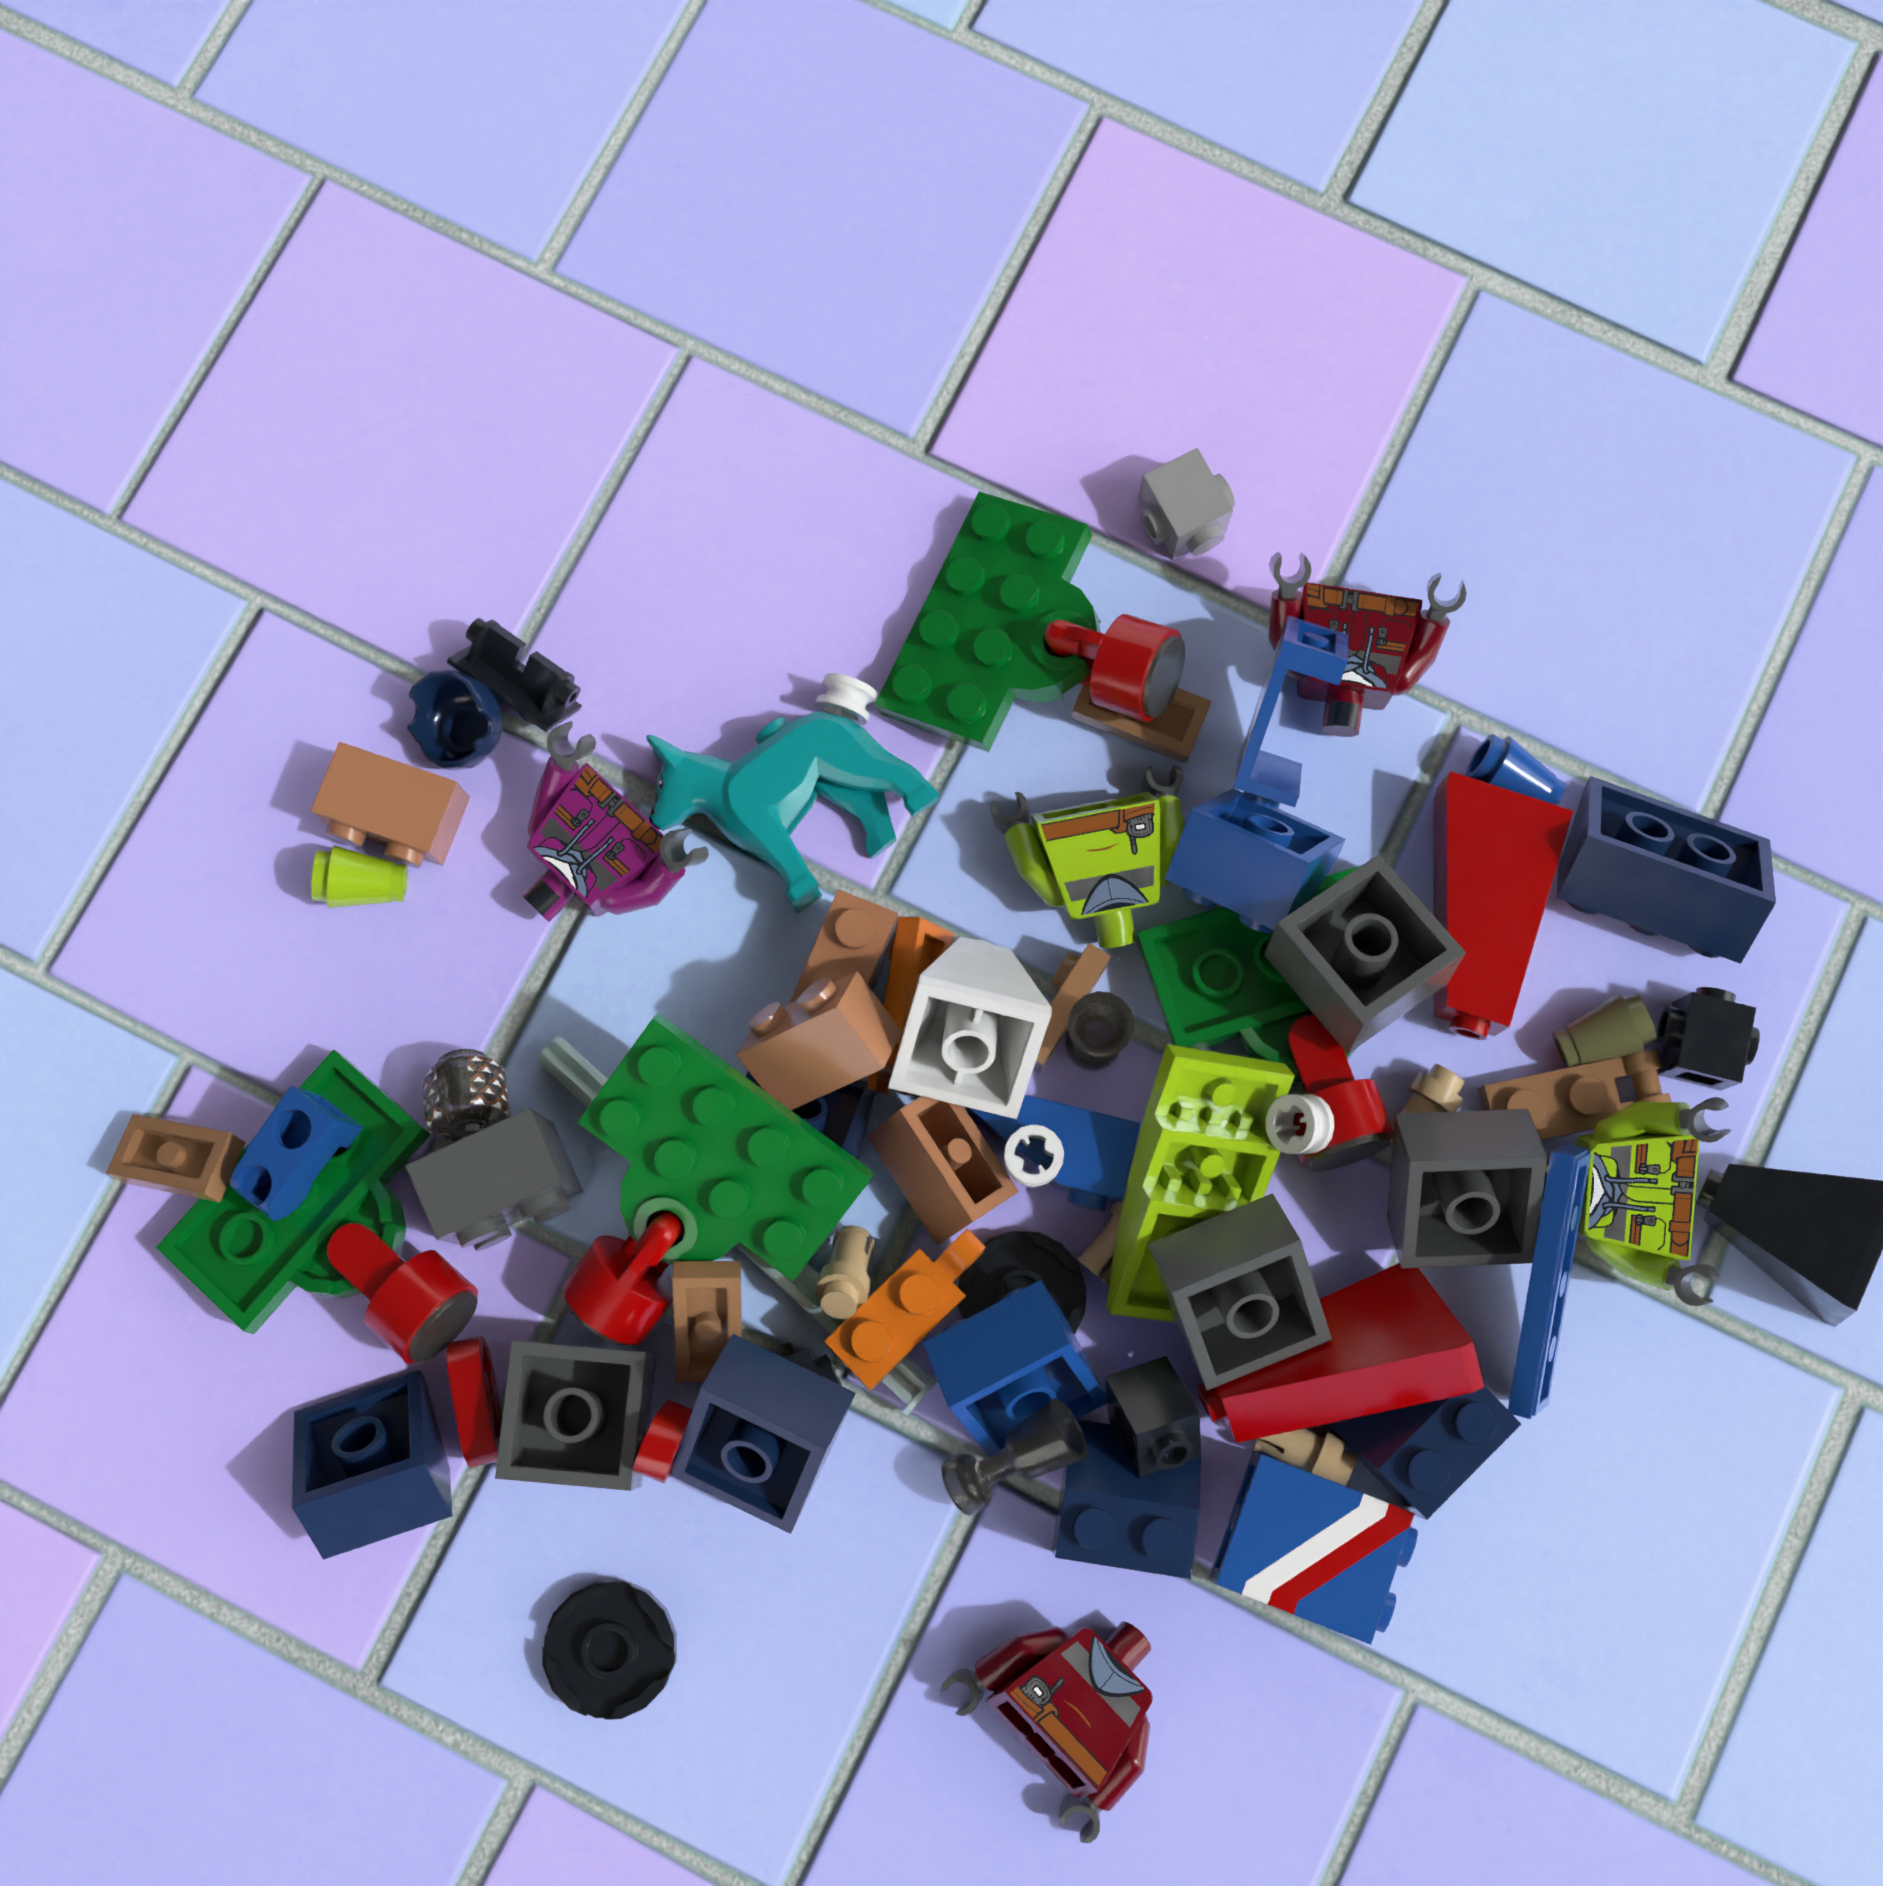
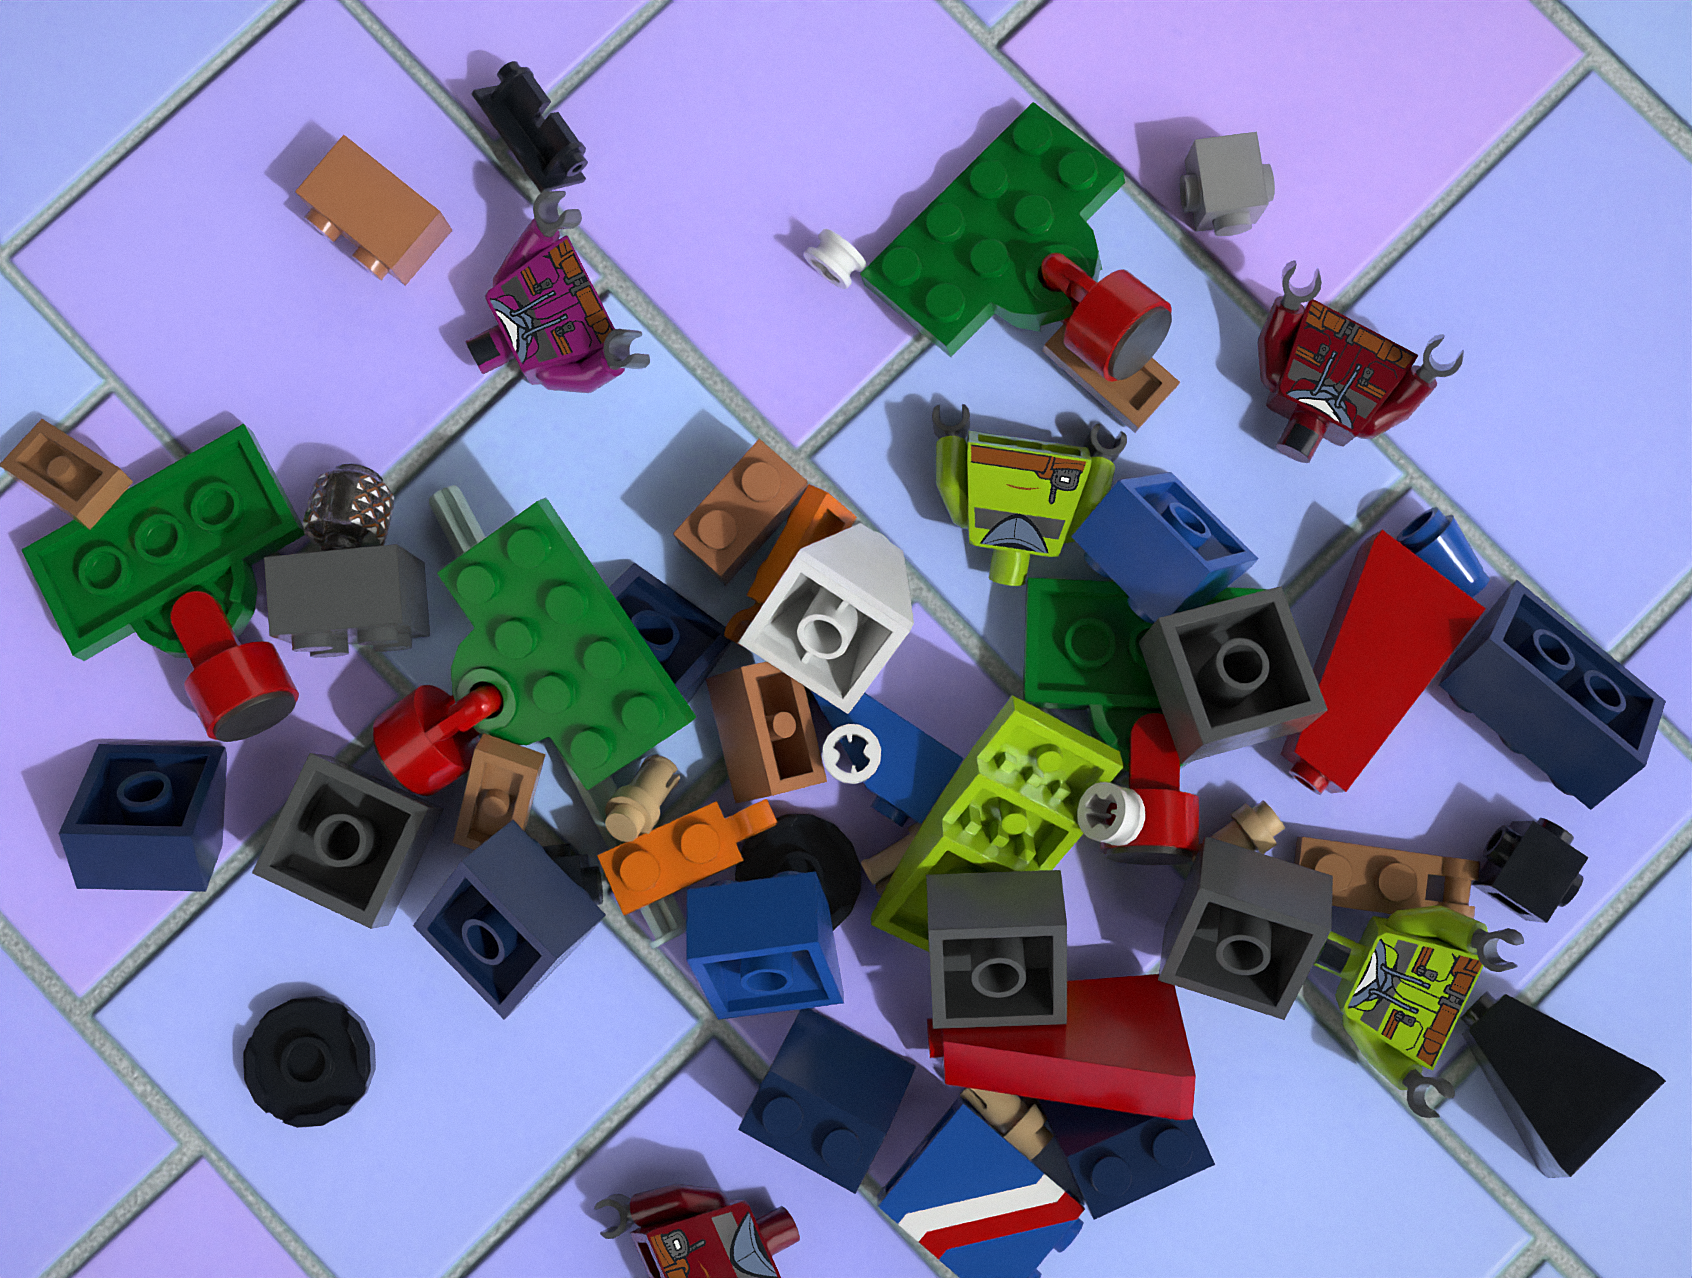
camera: 20 degrees right, 5 degrees up
(291, 1152) = (170, 505): blue leg -> none
(356, 879) = (318, 270): lime cone -> none
(454, 719) = (460, 151): dark blue hair -> none
(475, 1399) = (262, 790): red beam -> none
(662, 1441) = (415, 893): red beam -> none
(776, 785) = (740, 318): teal animal -> none
(819, 1041) = (689, 576): nougat brick -> none
(1034, 1448) = (755, 1022): clear smoke piece -> none
(1073, 980) = (953, 604): medium nougat plate -> none
(1098, 1030) = (955, 657): clear smoke piece -> none
(1153, 1416) = (876, 1033): black brick -> none
(1306, 650) = (1285, 366): blue panel -> none
(1549, 1280) = (1292, 1041): blue tile -> none
(1606, 1031) = (1437, 828): olive cone -> none

